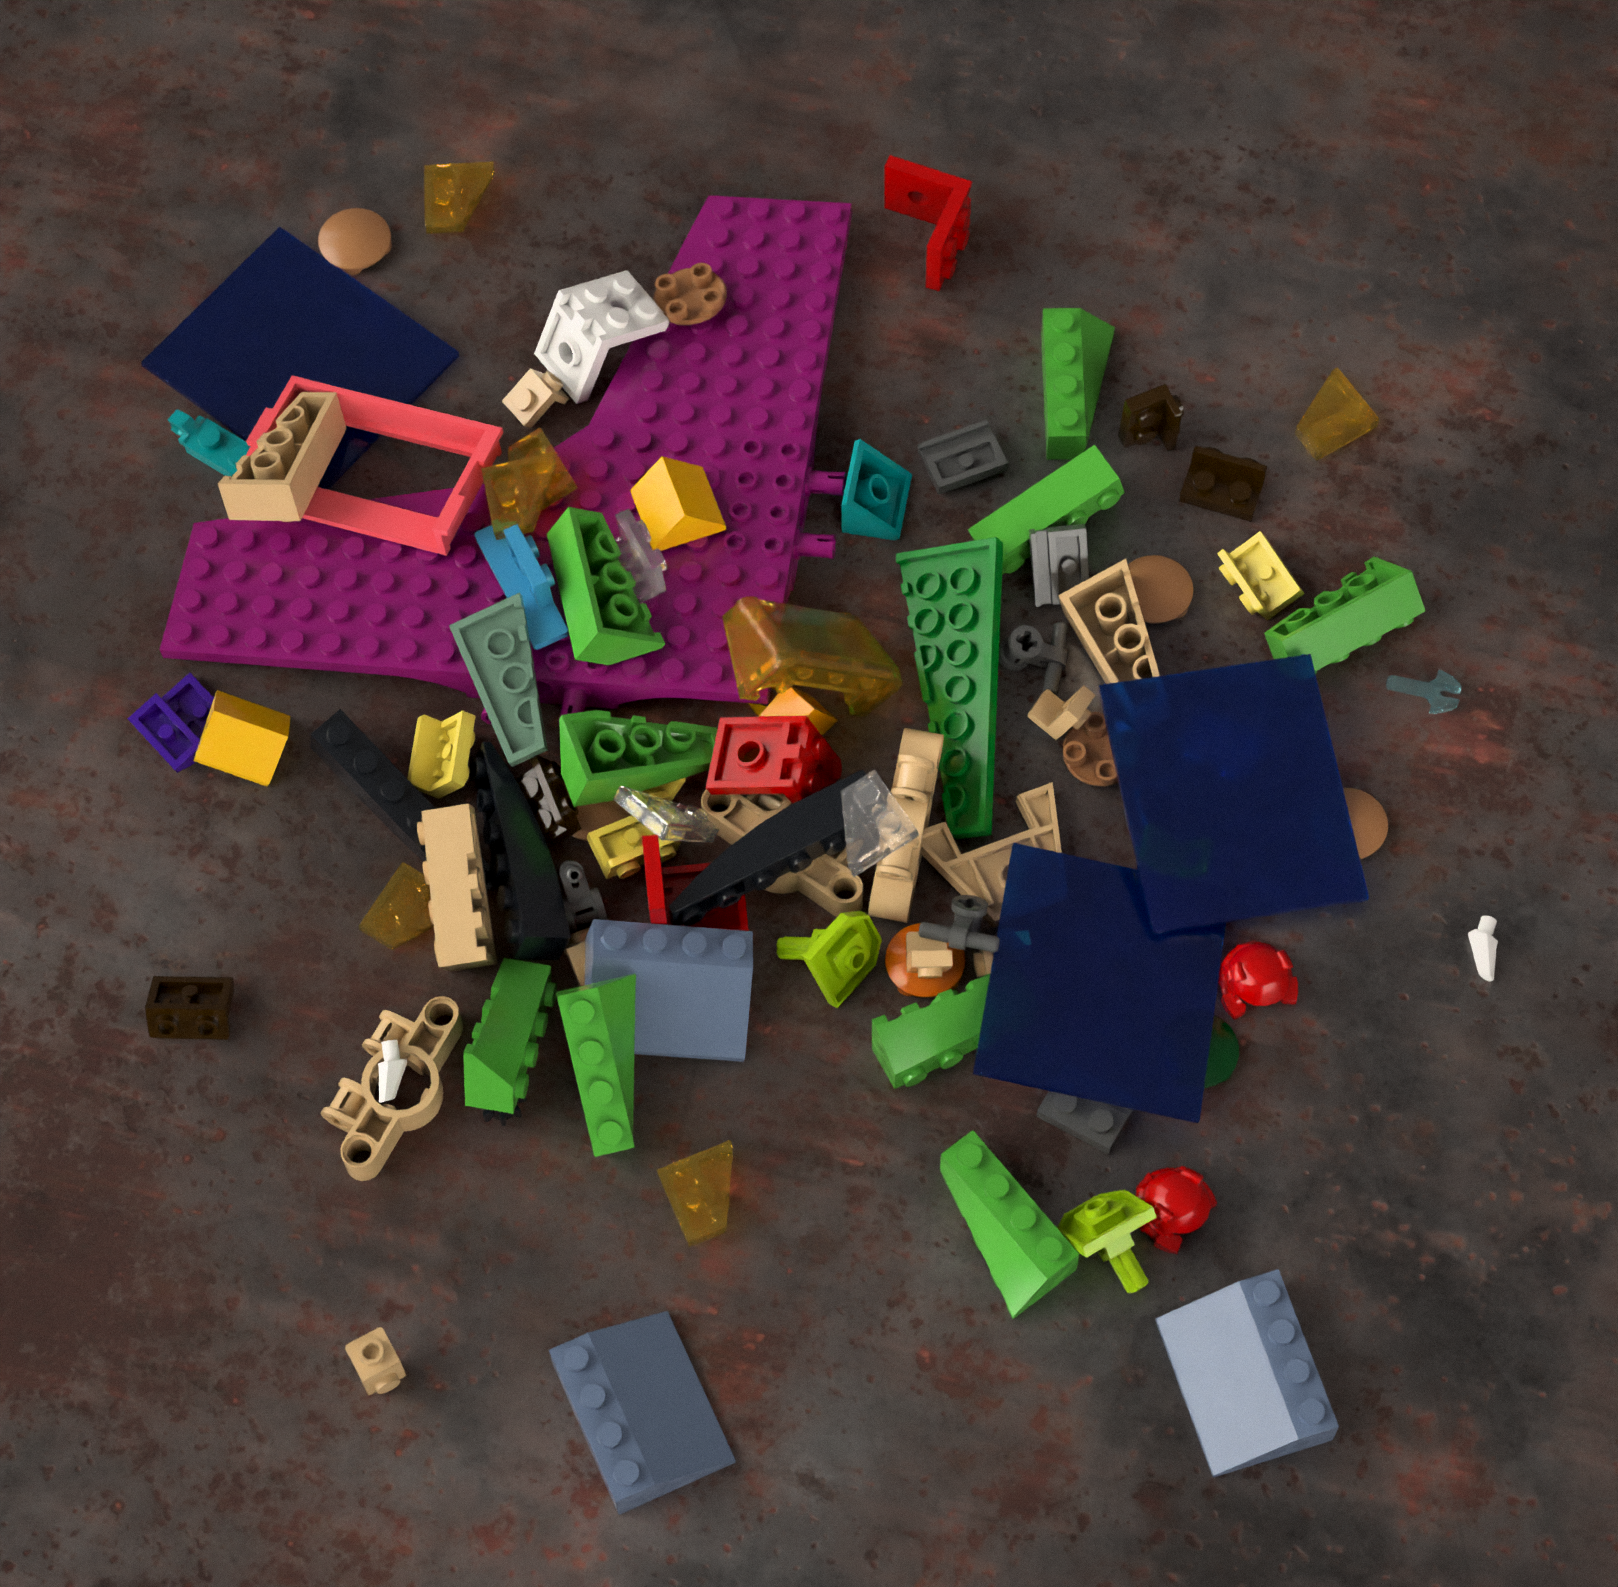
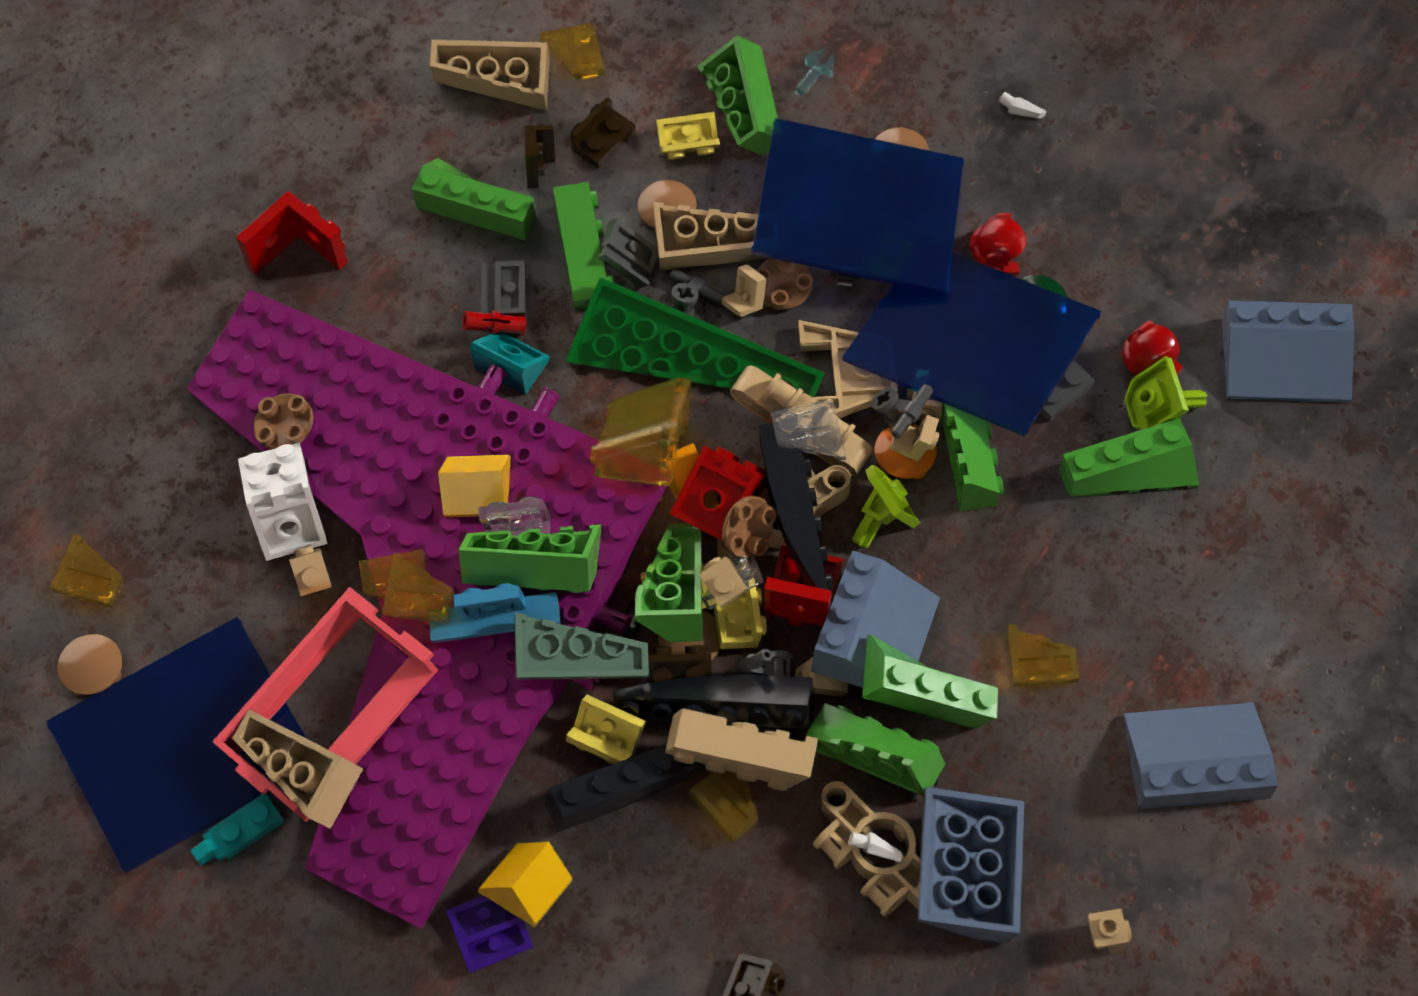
camera: 70 degrees left, 0 degrees up
(401, 1177) = (971, 864): none -> sand blue slope
(645, 795) = (723, 581): none -> tan bracket
(729, 803) = (748, 527): none -> medium nougat dish
(899, 437) = (494, 323): none -> red pin
(1258, 344) = (494, 69): none -> tan wedge

